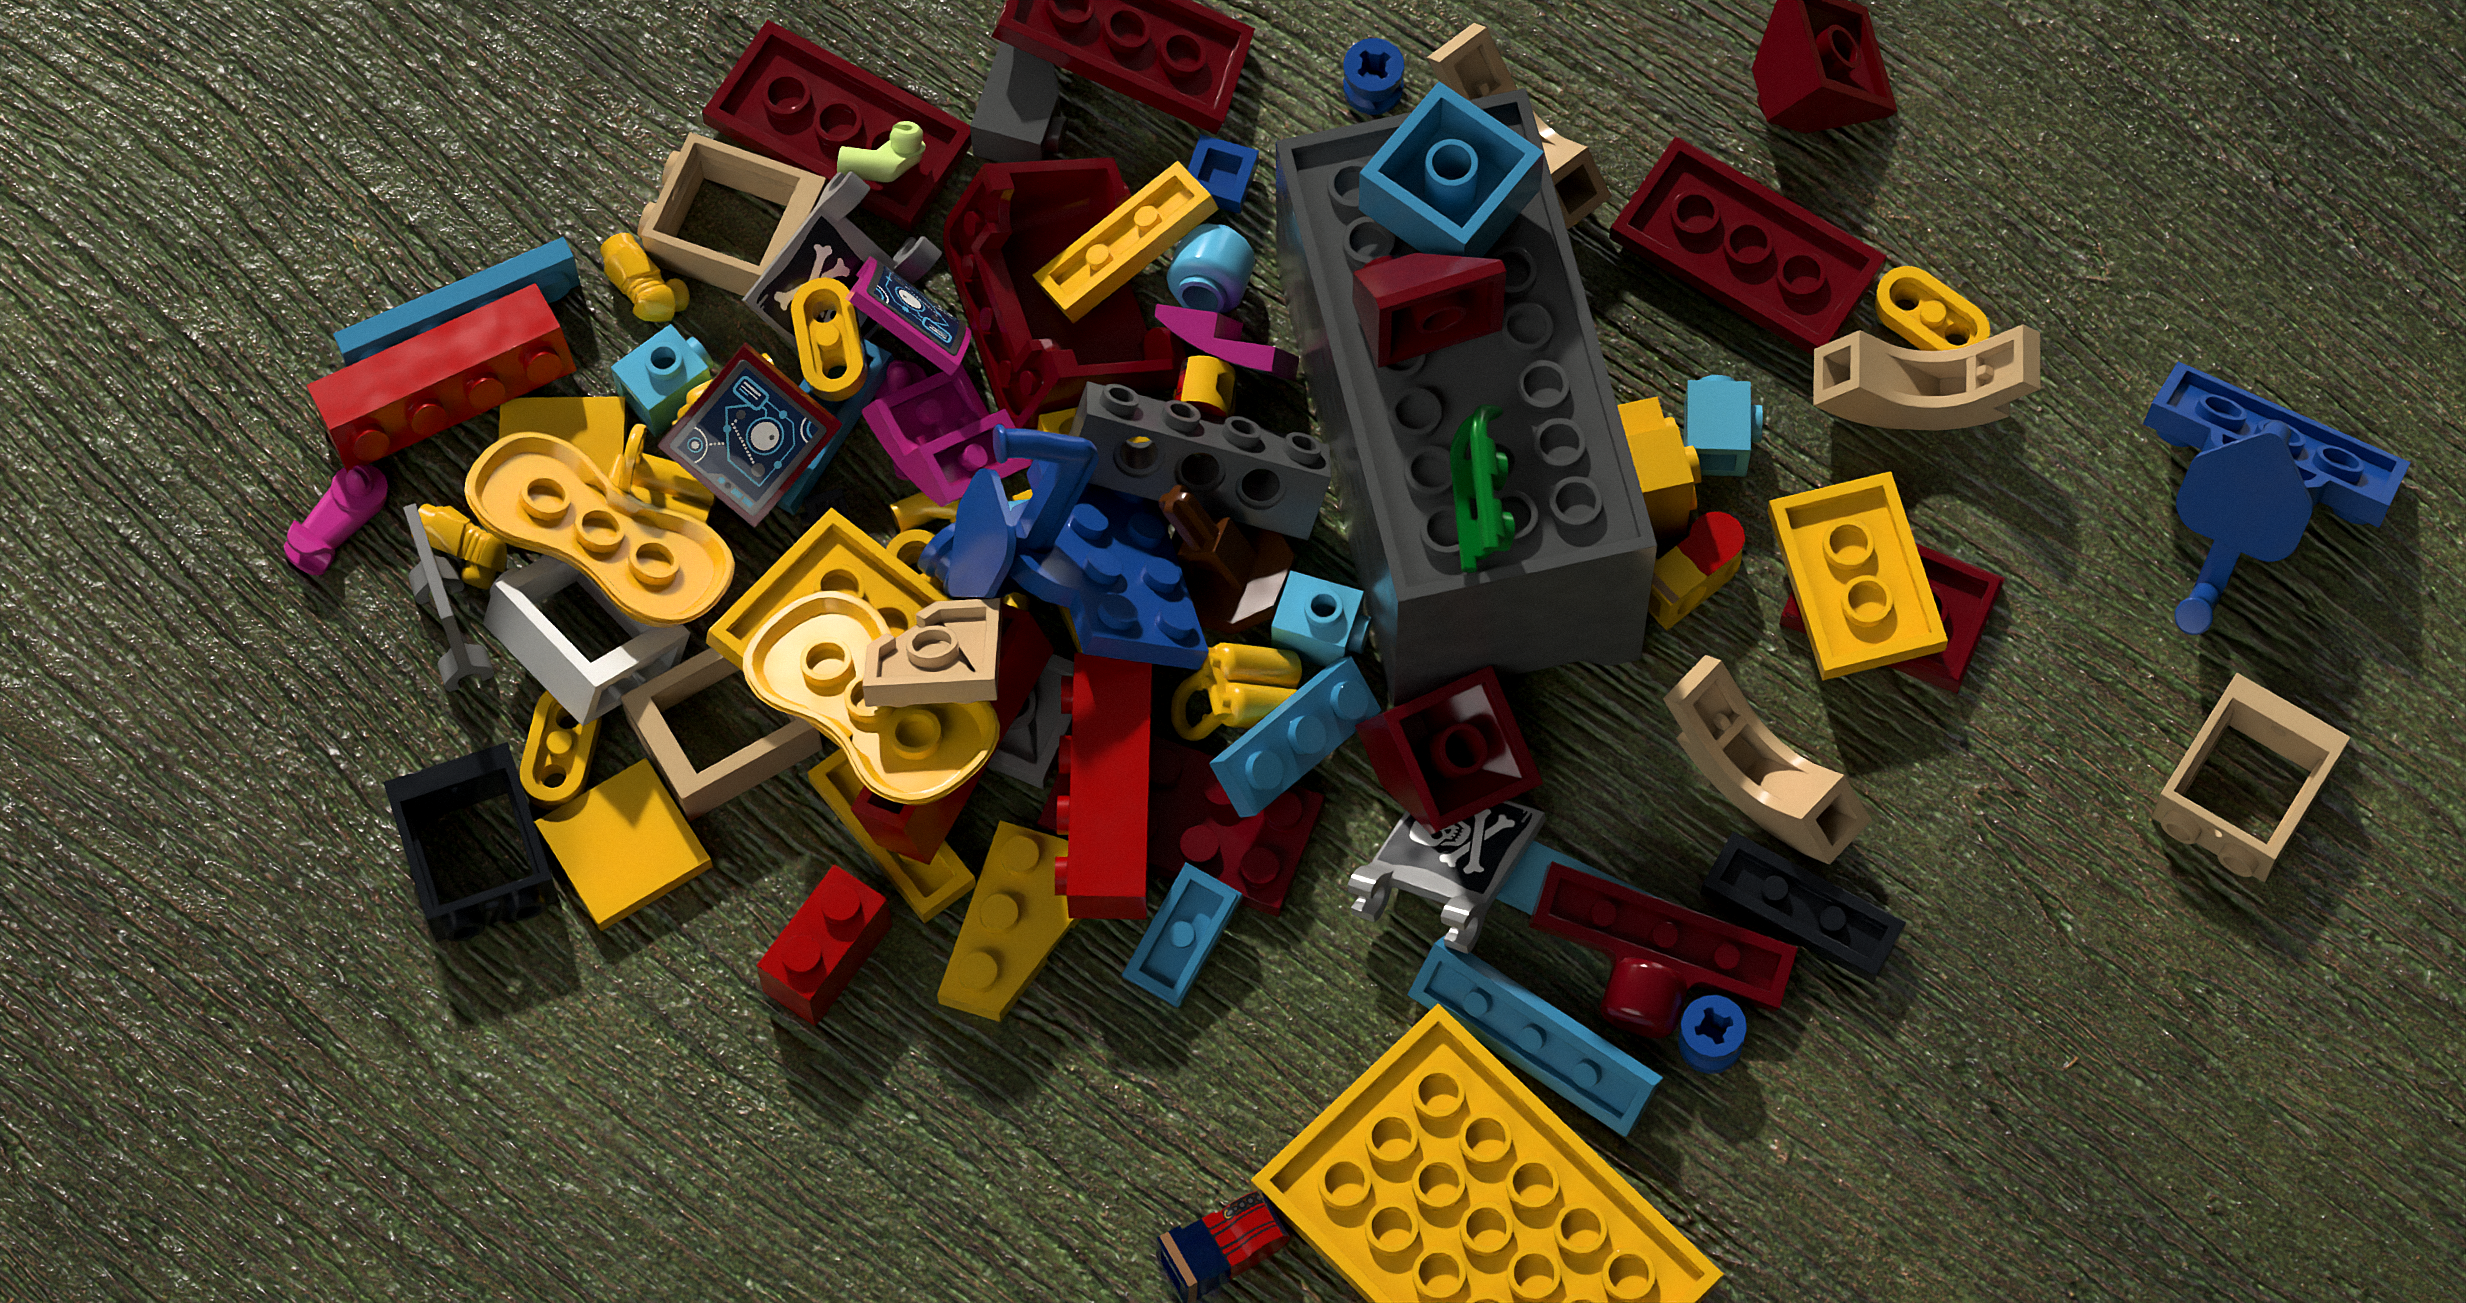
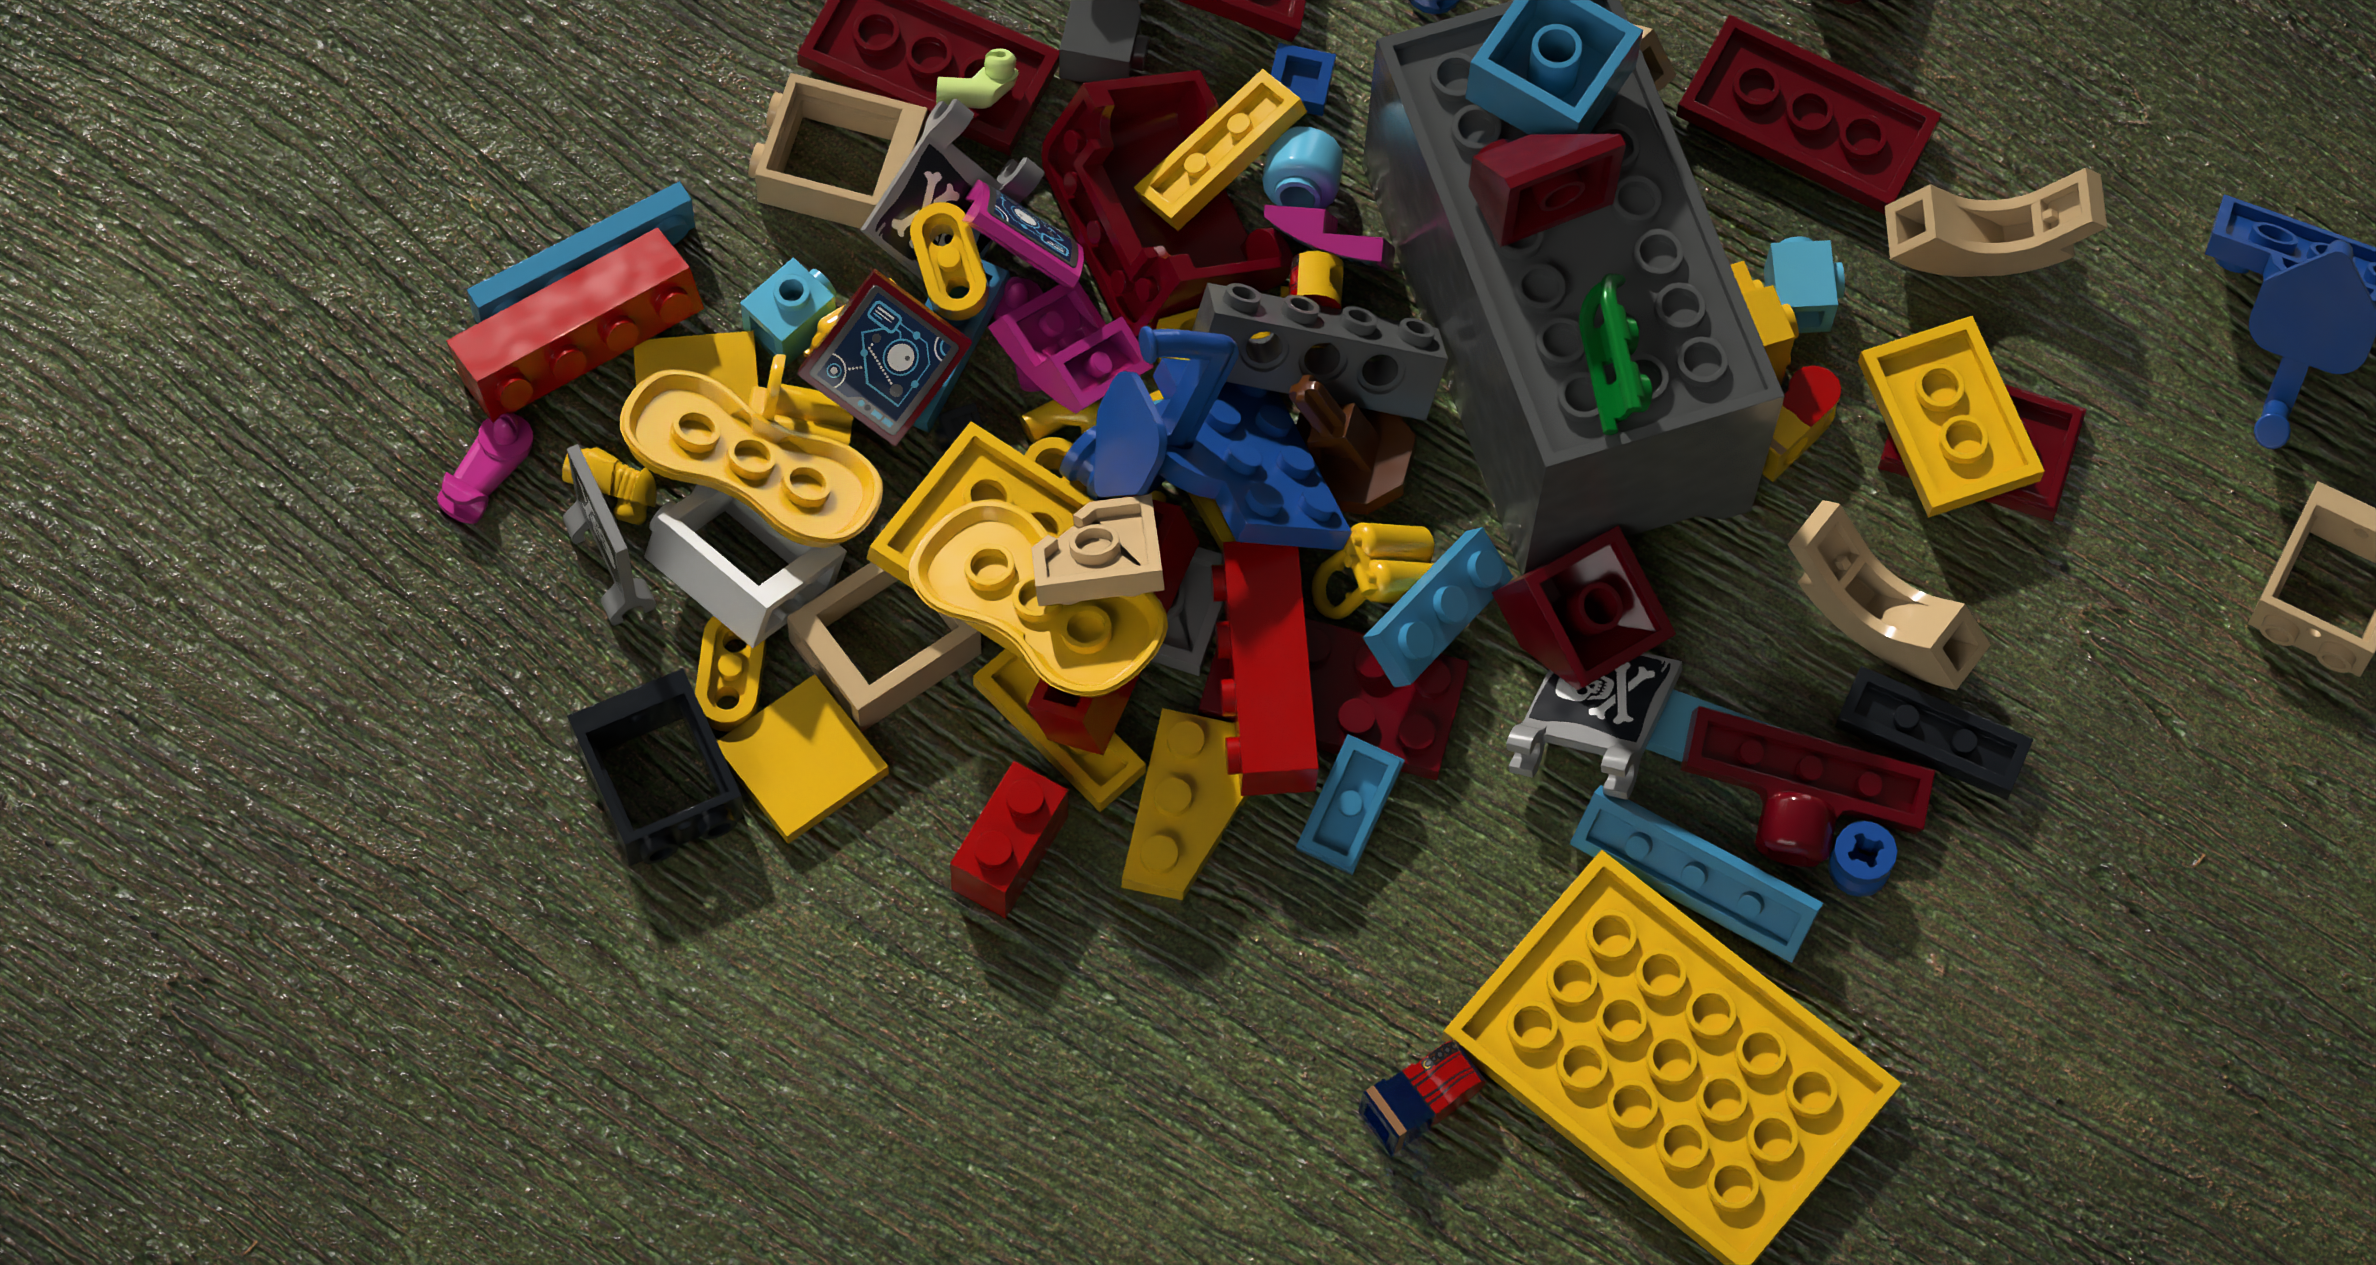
camera: 10 degrees left, 0 degrees up
(641, 280) = (756, 218): yellow arm -> none
(1319, 620) = (1446, 495): medium azure brick -> none
(1937, 310) = (1992, 164): yellow plate -> none

